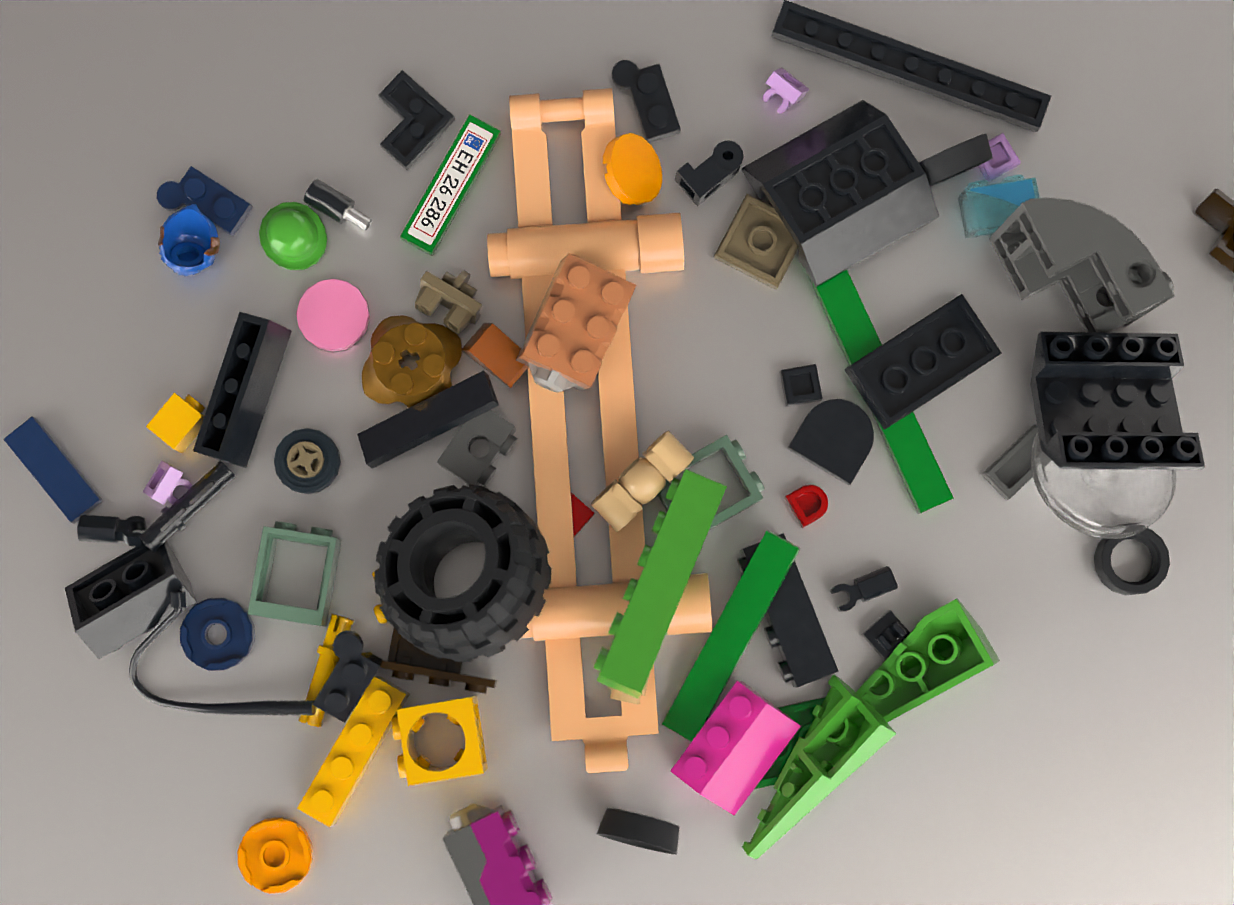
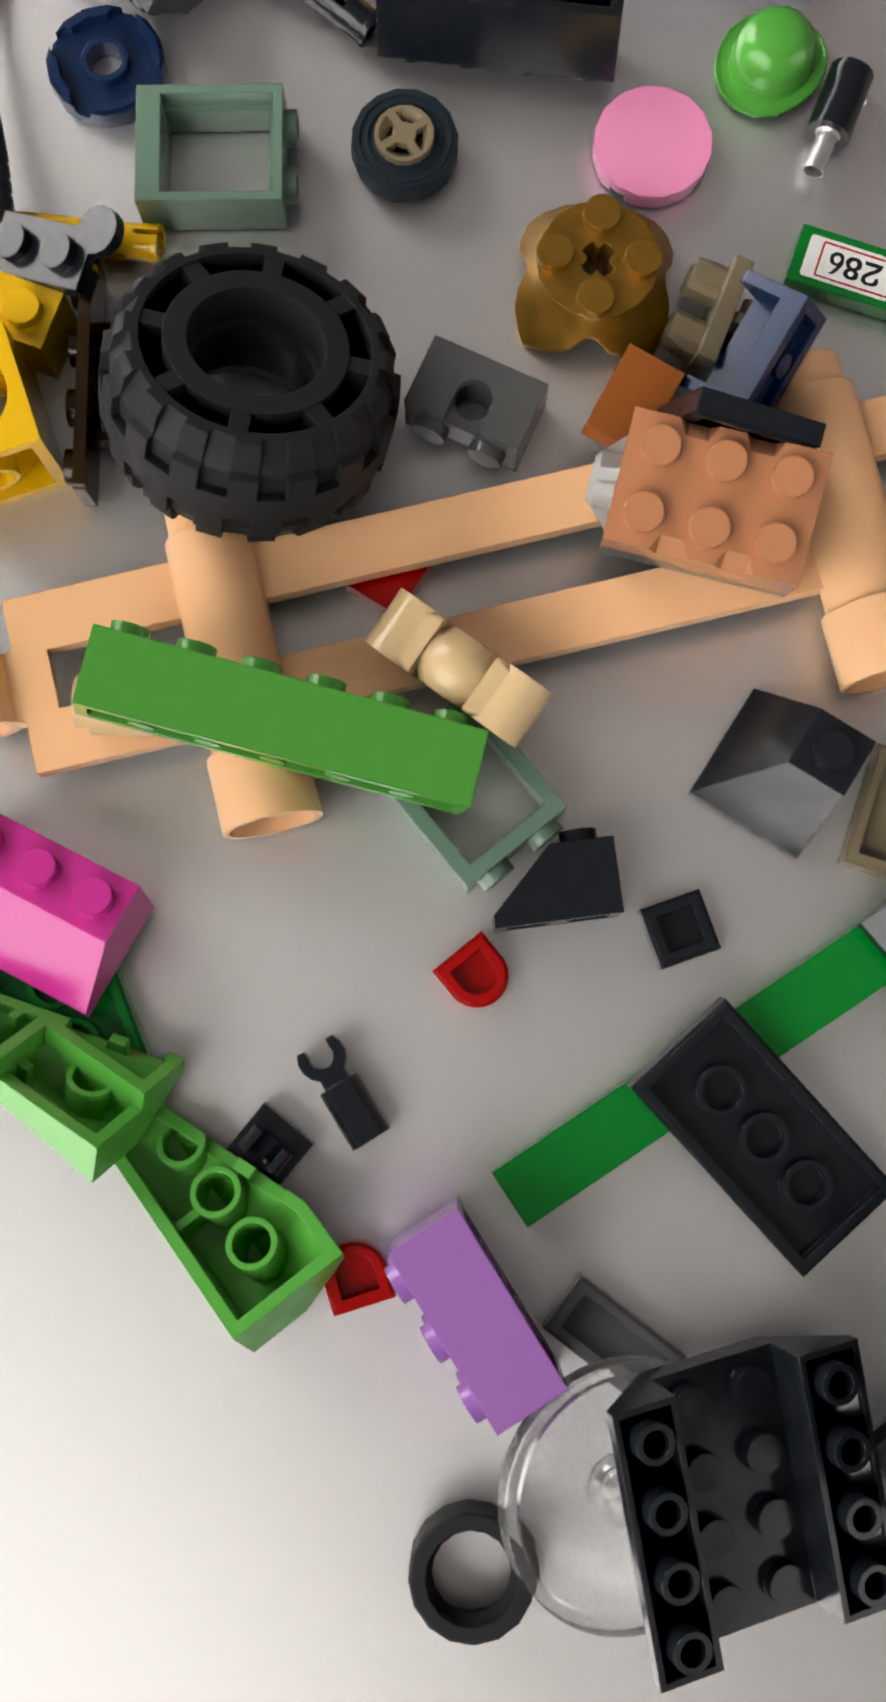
camera: 90 degrees right, 0 degrees up
(428, 419) = (505, 313): black tile -> none
(486, 280) = (766, 343): none -> dark blue panel
(536, 300) = (719, 409): none -> black tile
(721, 312) = (782, 769): none -> black slope
(731, 635) = (228, 872): green tile -> none
(768, 444) = (566, 884): none -> black slope
(795, 629) = (280, 965): black brick -> none
(835, 438) = (597, 1002): black tile -> none
(969, 594) = (359, 1278): none -> red tile
(998, 534) = (474, 1317): none -> medium lavender brick

